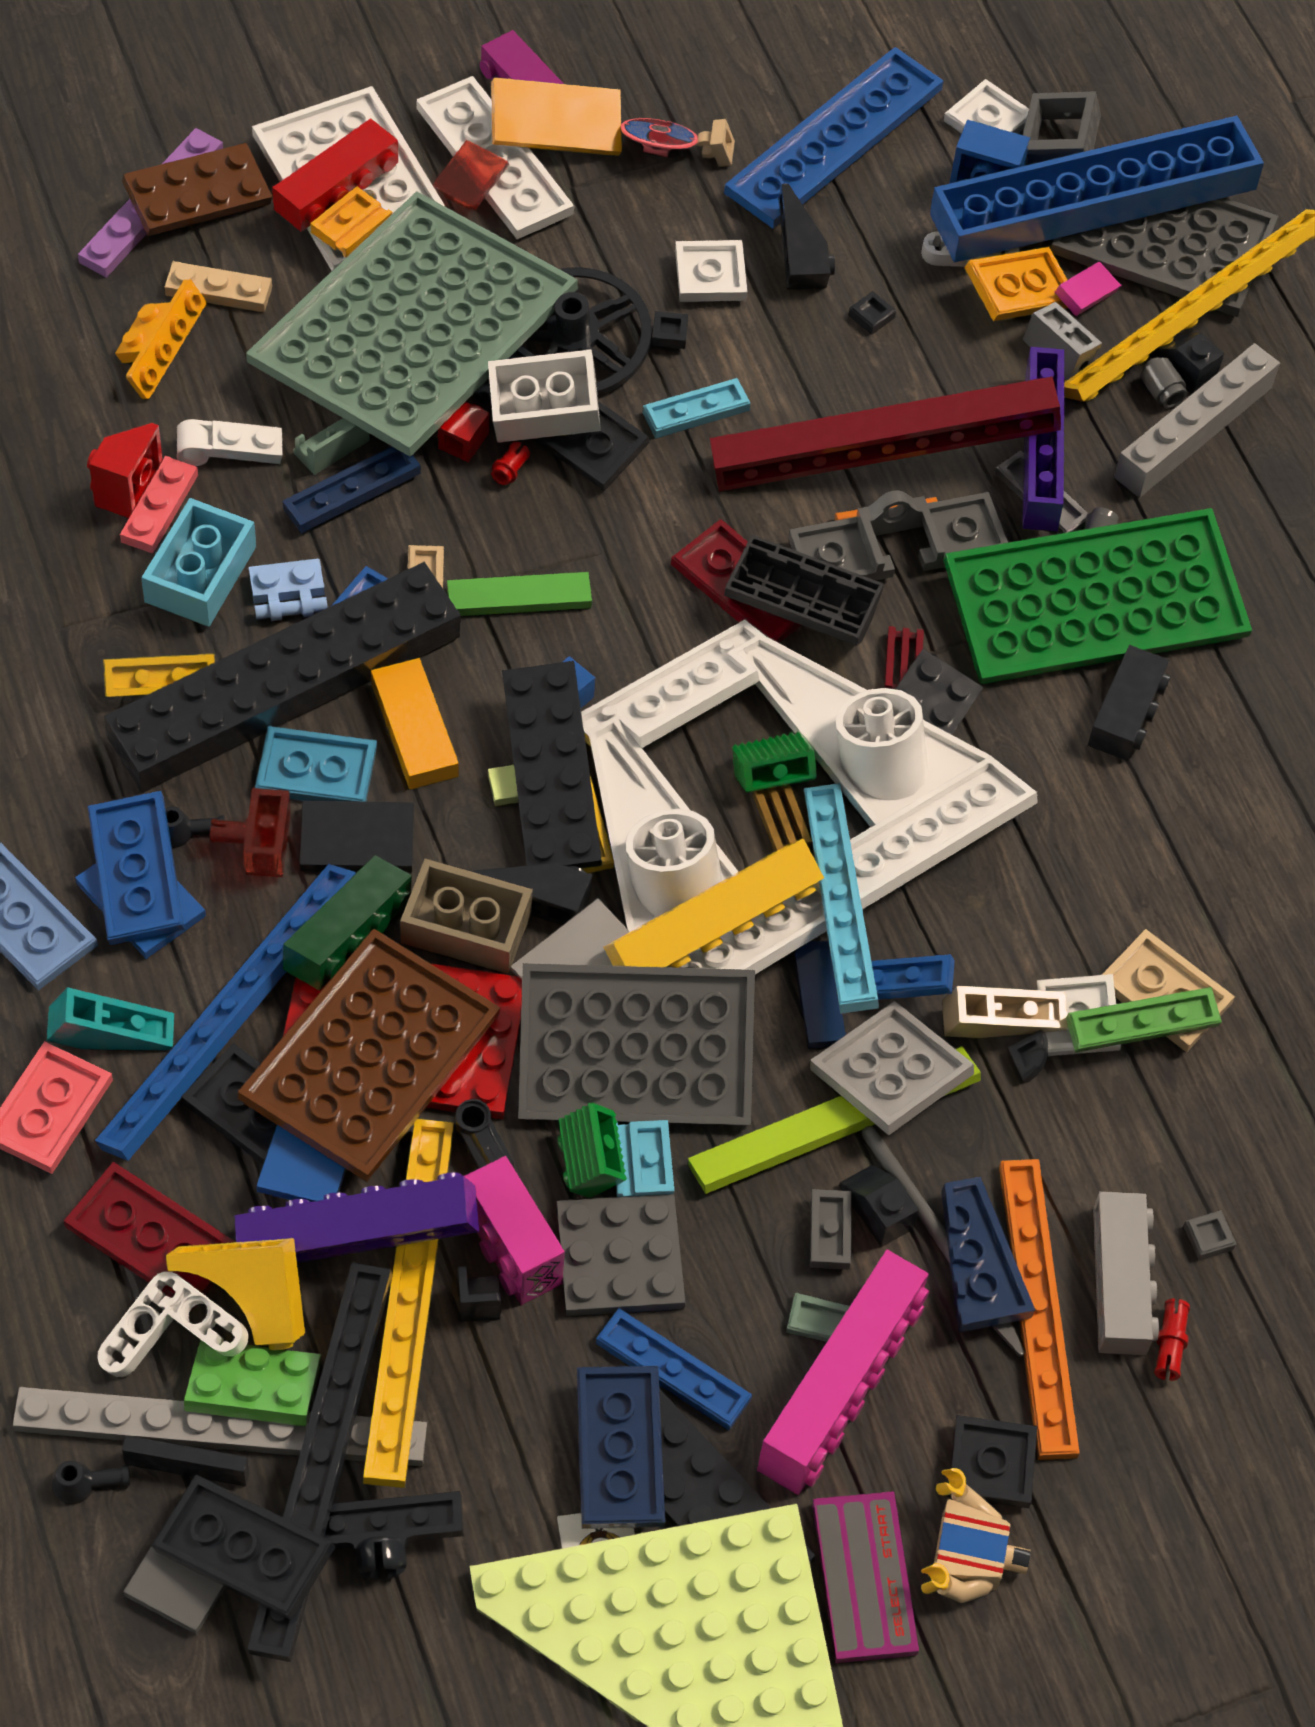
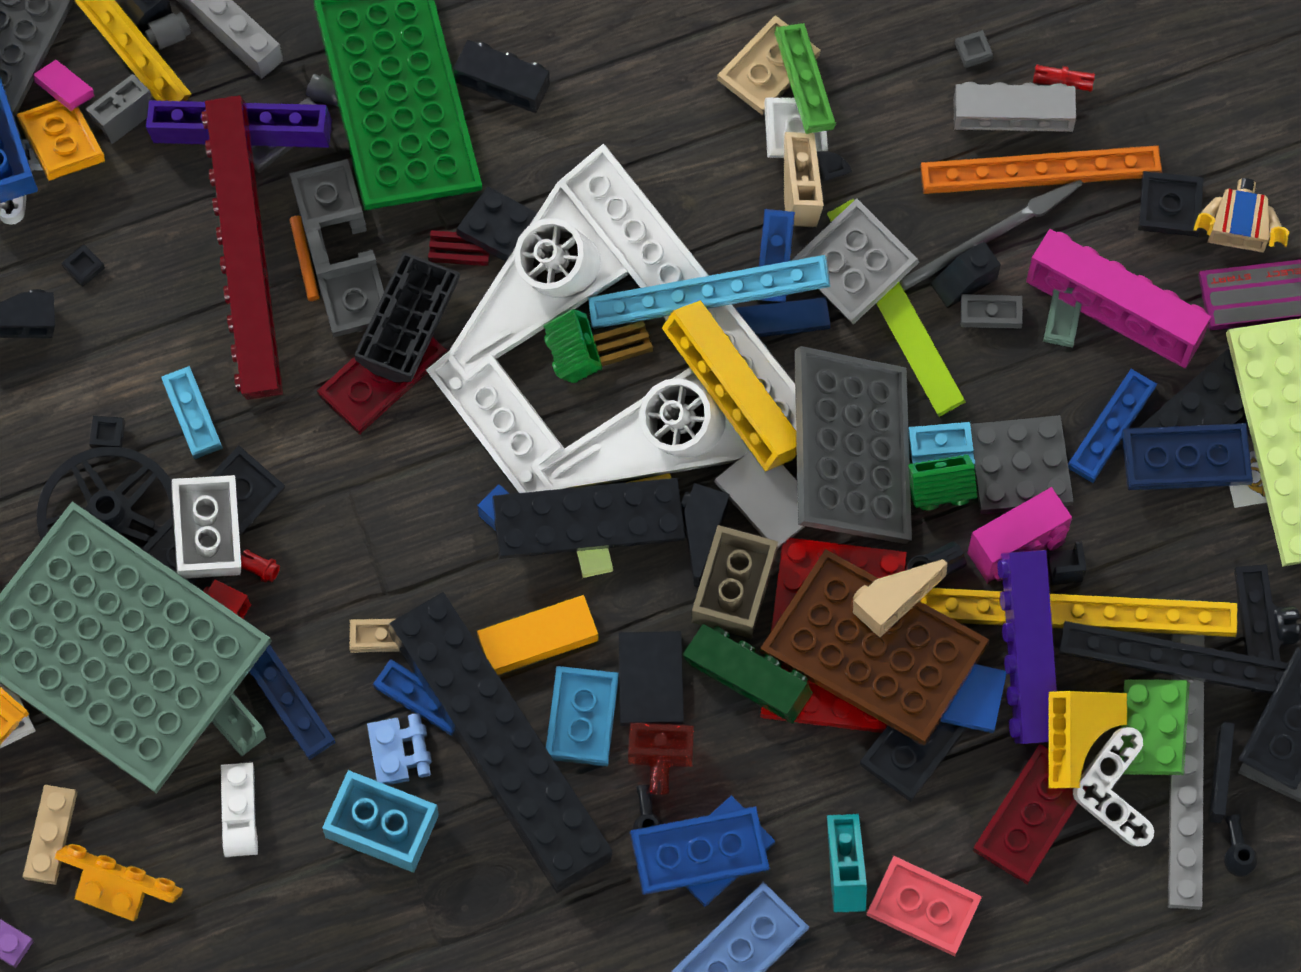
camera: 85 degrees left, 10 degrees up
(124, 468) = (286, 890): red slope -> none
(149, 674) = (499, 849): yellow plate -> none
(159, 504) = (305, 868): coral plate -> none
(215, 1025) = (827, 767): blue plate -> none
(422, 1061) = (894, 595): none -> tan slope
(520, 593) = (398, 554): bright green tile -> none
(711, 271) = (38, 398): white plate -> none
(981, 1262) = (1019, 202): dark blue wing -> none

